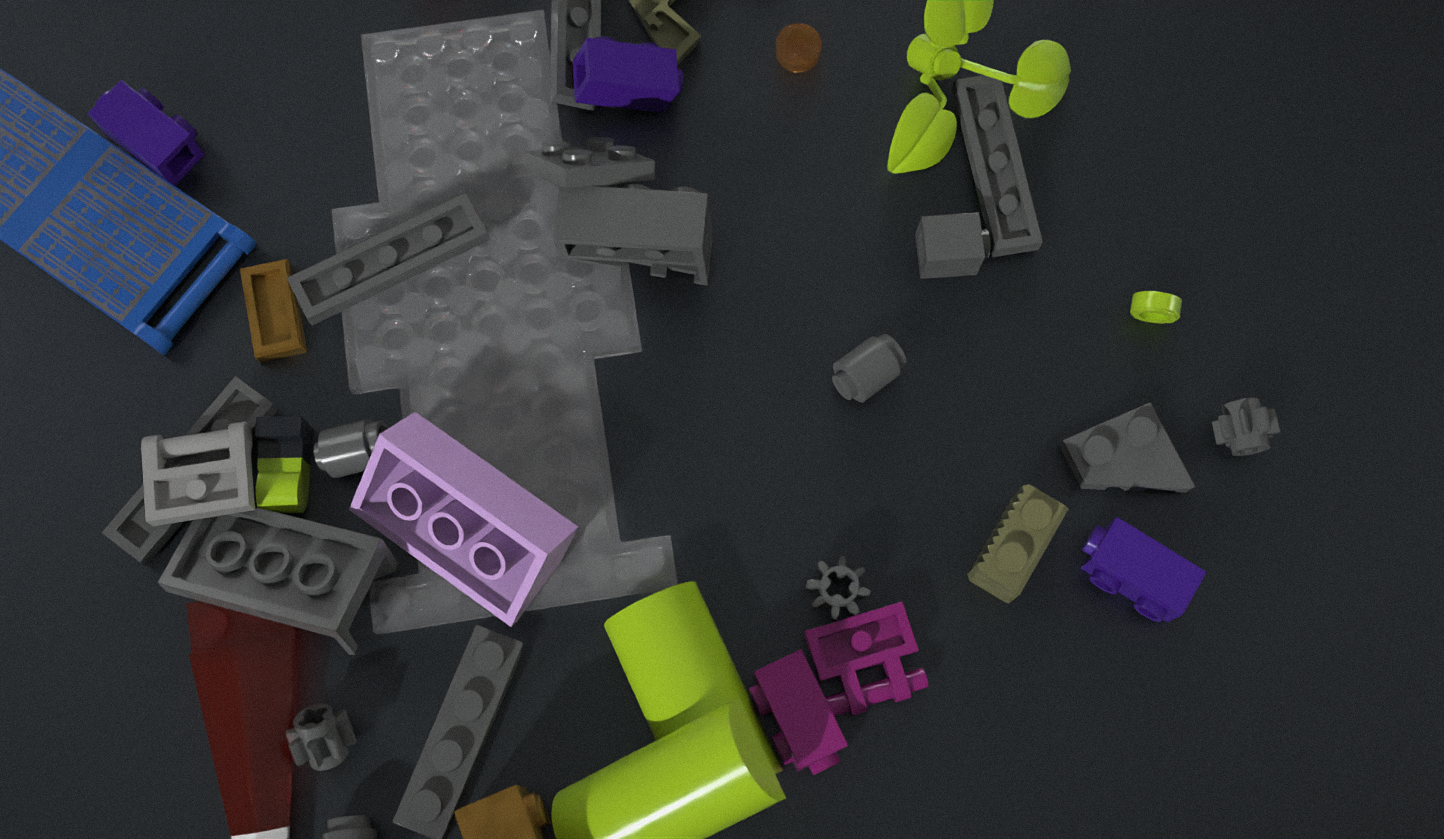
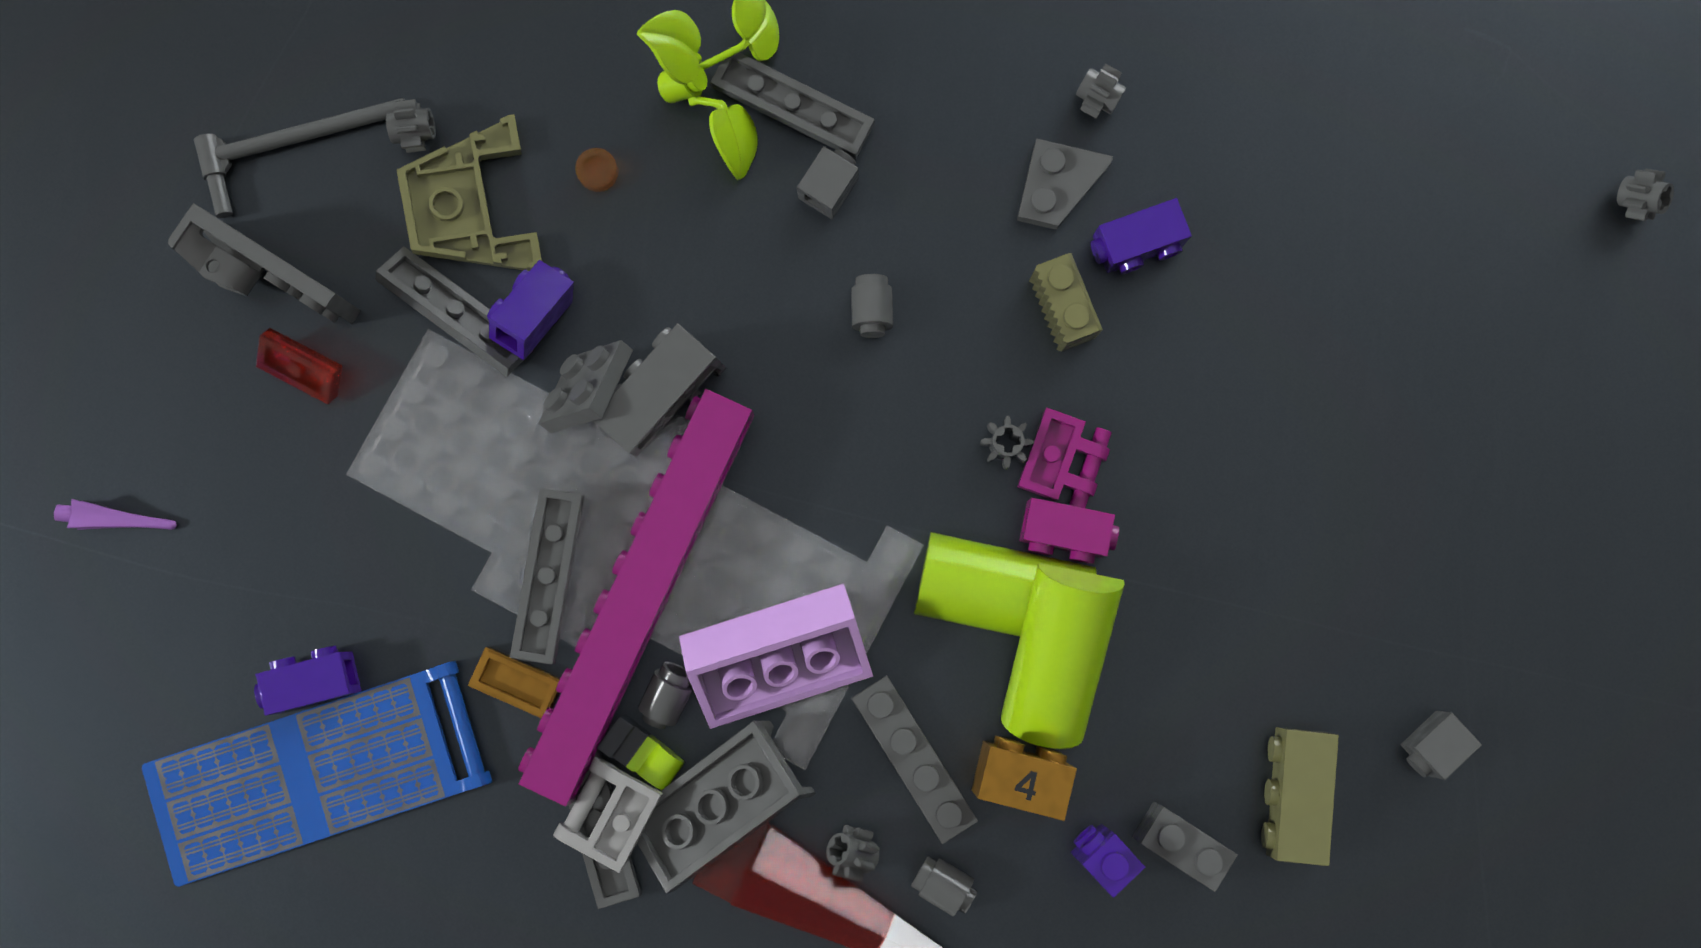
camera: 50 degrees left, 10 degrees up
(424, 349) = (636, 598): none -> magenta brick
(1156, 307) = (976, 80): lime tile -> none

